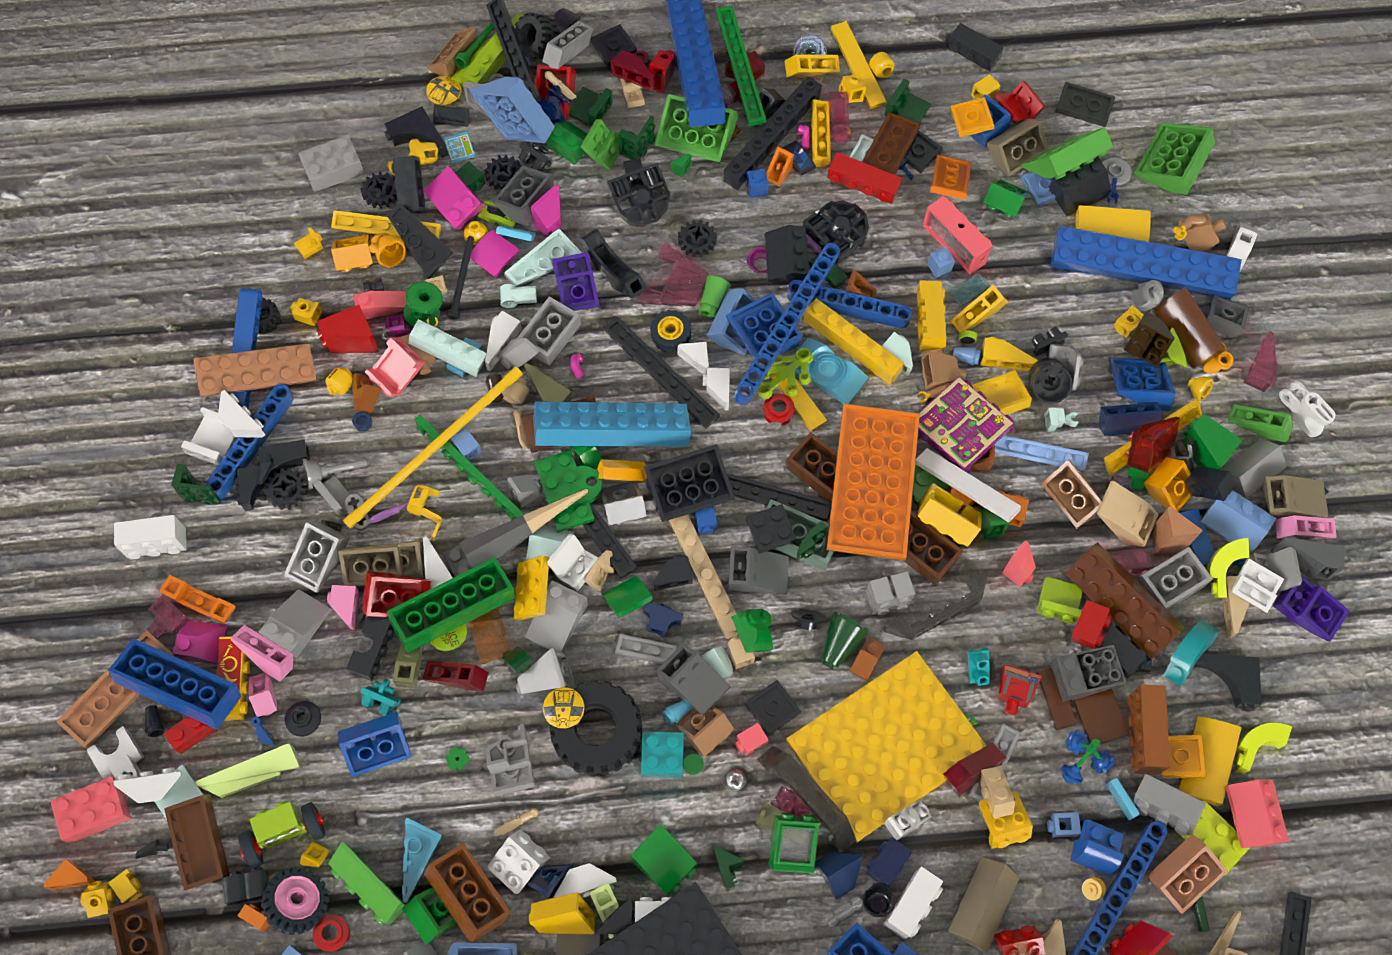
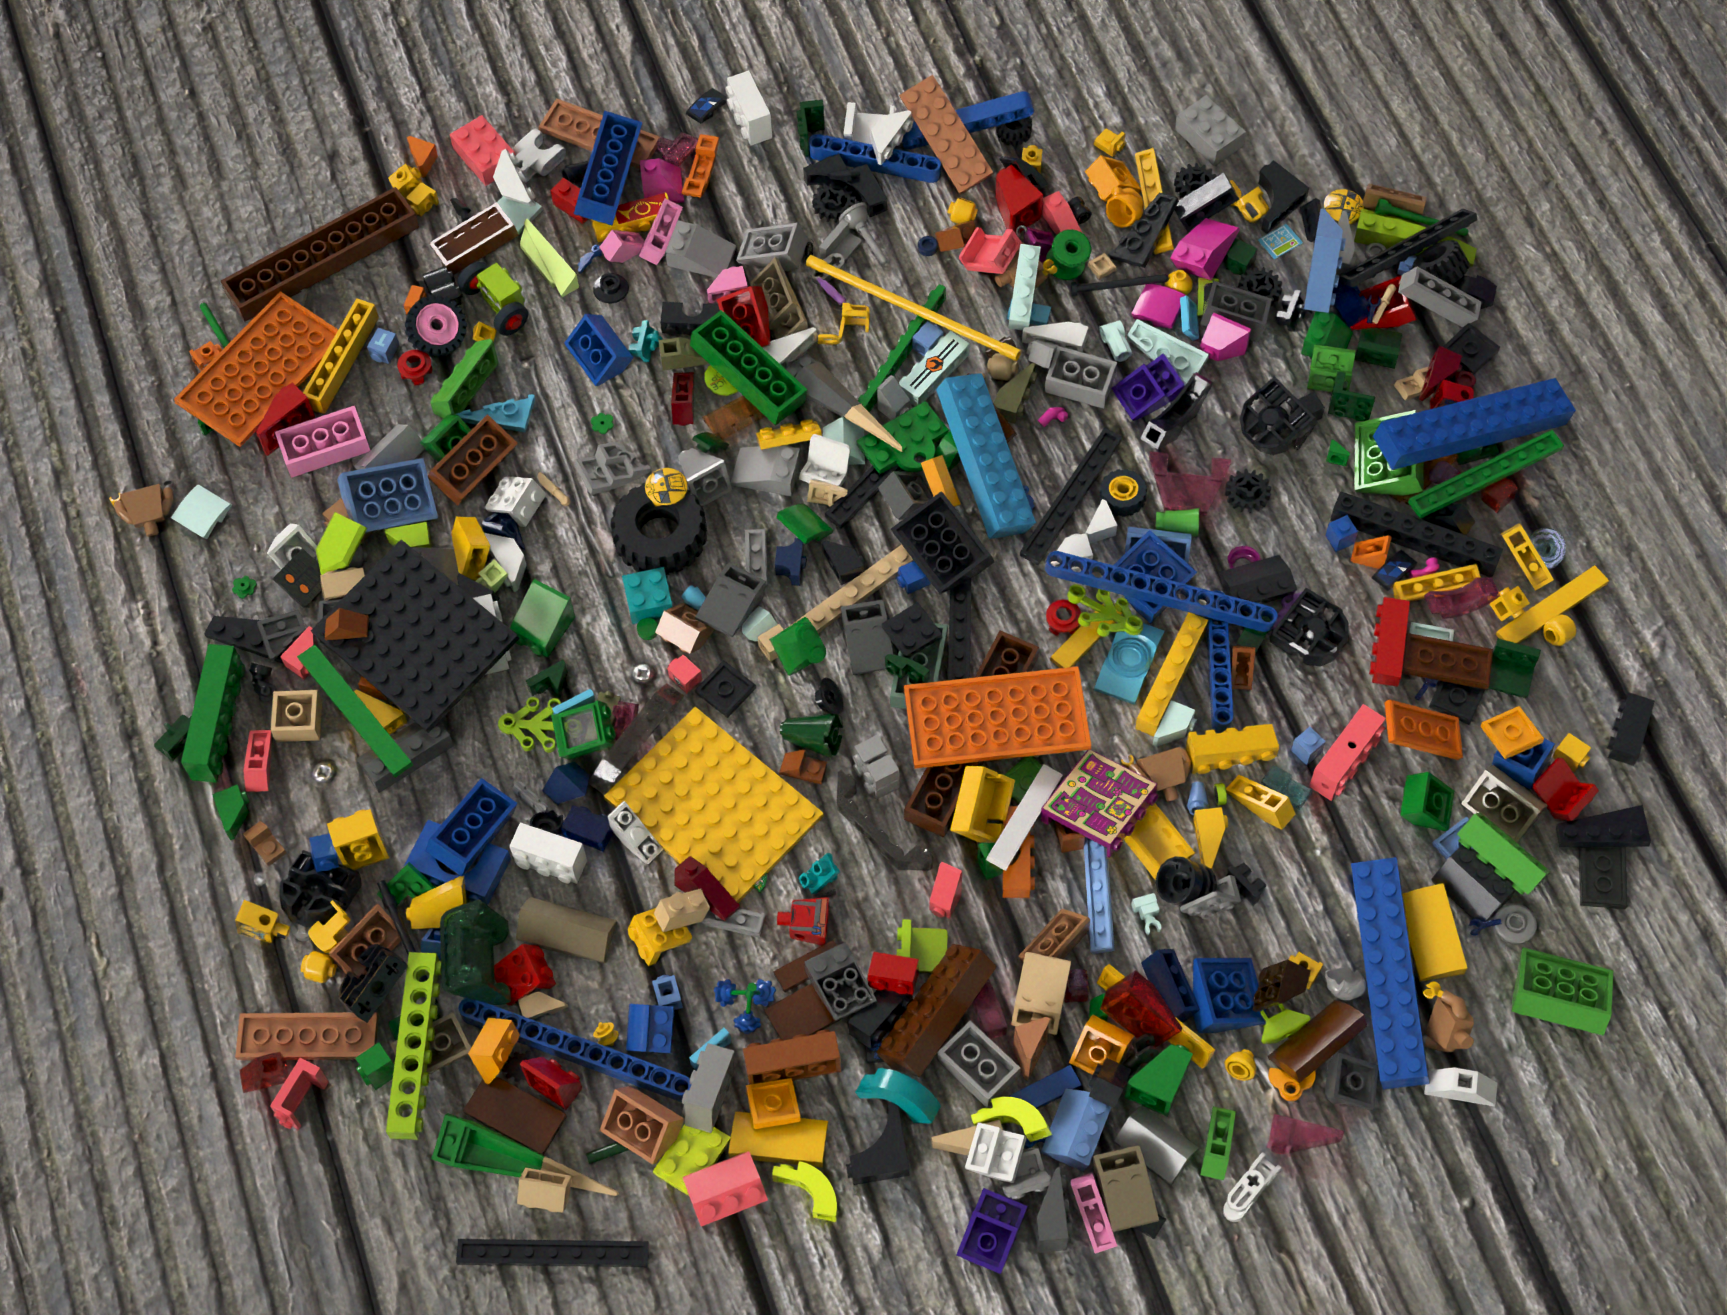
camera: 80 degrees right, 5 degrees down
(125, 578) = (705, 105): none -> slope
(326, 311) = (1026, 170): none -> black slope
(497, 446) = (934, 368): none -> light aqua brick
(760, 849) = (580, 700): none -> medium azure tile
(769, 892) = (534, 725): none -> lime plant
(1053, 88) = (1610, 829): none -> black wing

